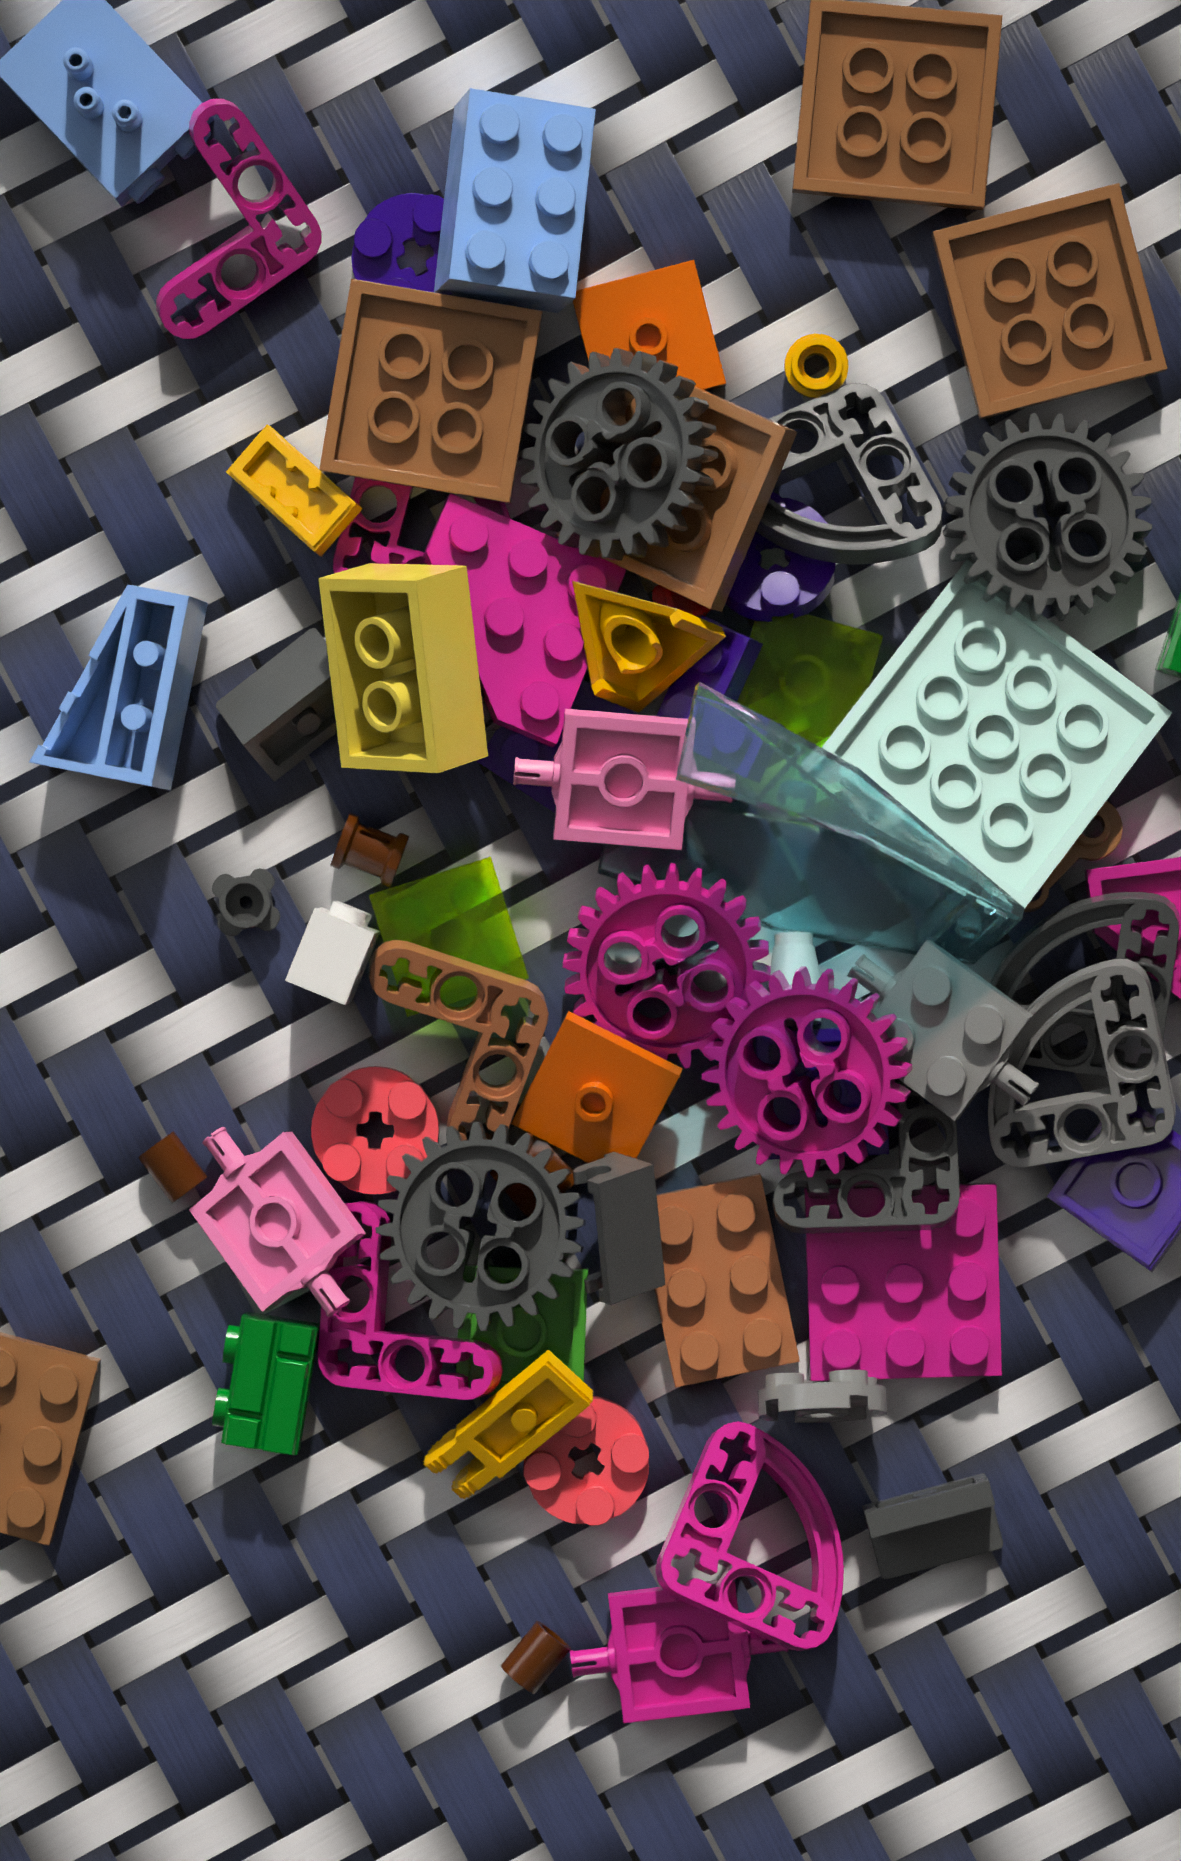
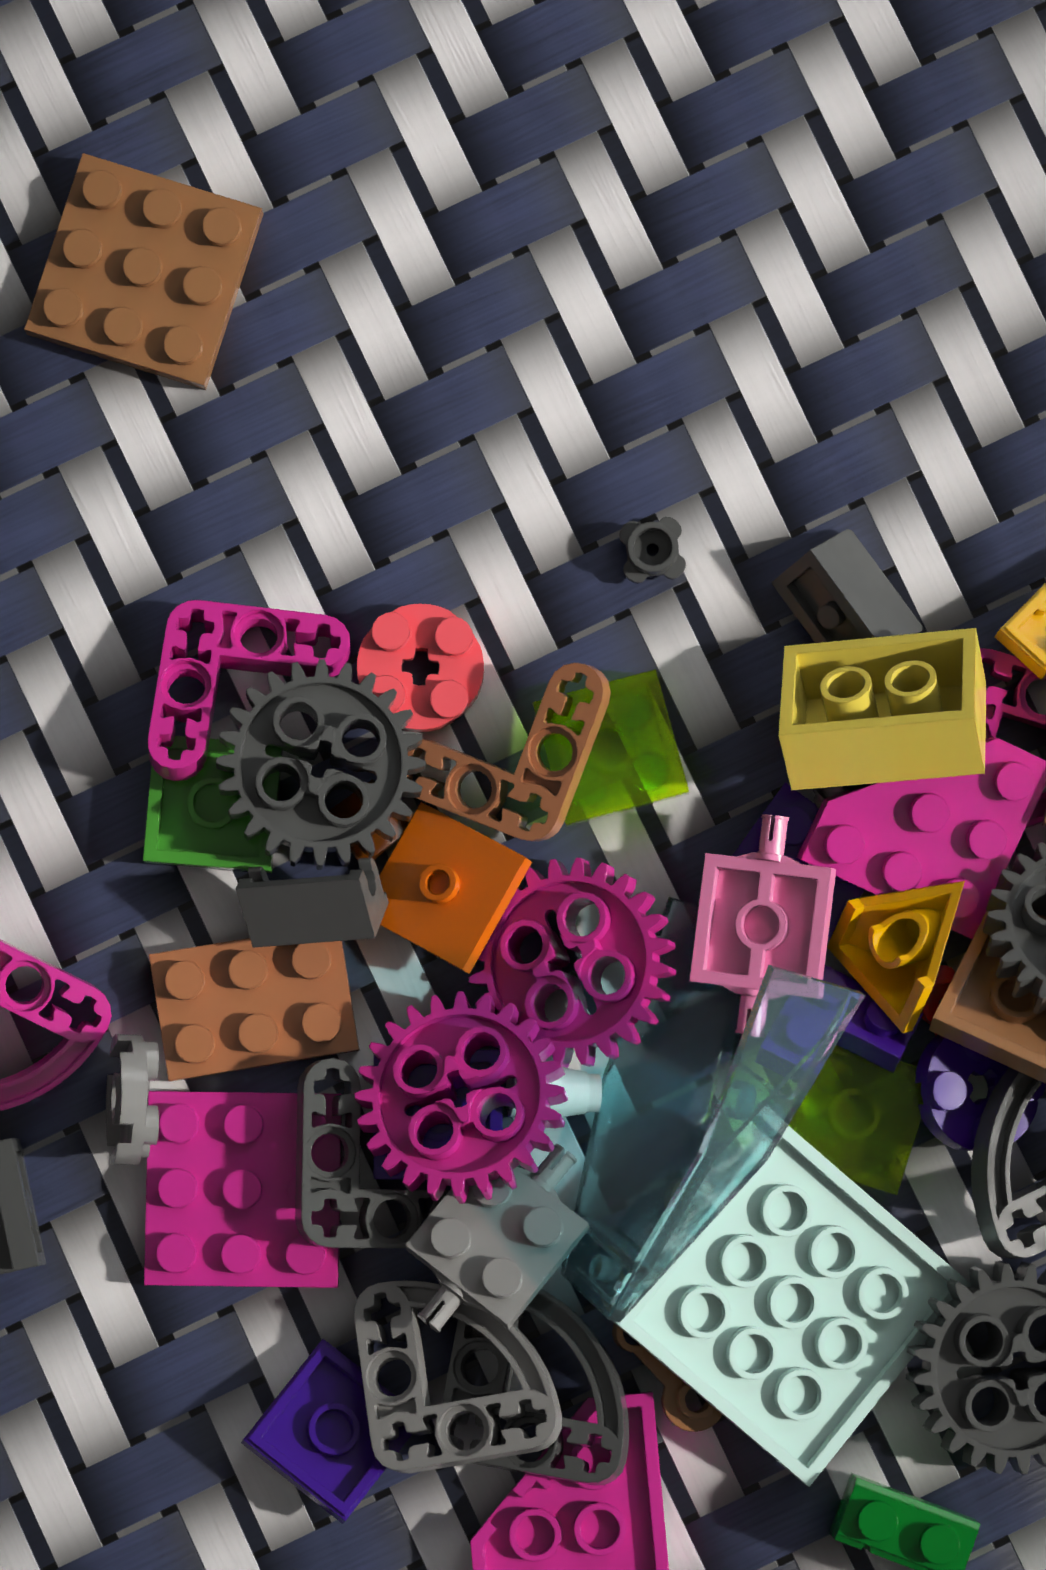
camera: 95 degrees right, 5 degrees down
(133, 693) = (865, 445): light blue wedge -> none
(172, 1167) = (393, 466): reddish brown hinge -> none
(268, 1382) = (174, 549): green brick -> none
(277, 1221) = (334, 564): bright pink plate -> none
(334, 952) = (600, 629): white brick -> none
(369, 850) = (699, 673): reddish brown bush -> none
(511, 1424) = (121, 788): yellow hinge -> none
(594, 1496) = (74, 826): coral plate -> none

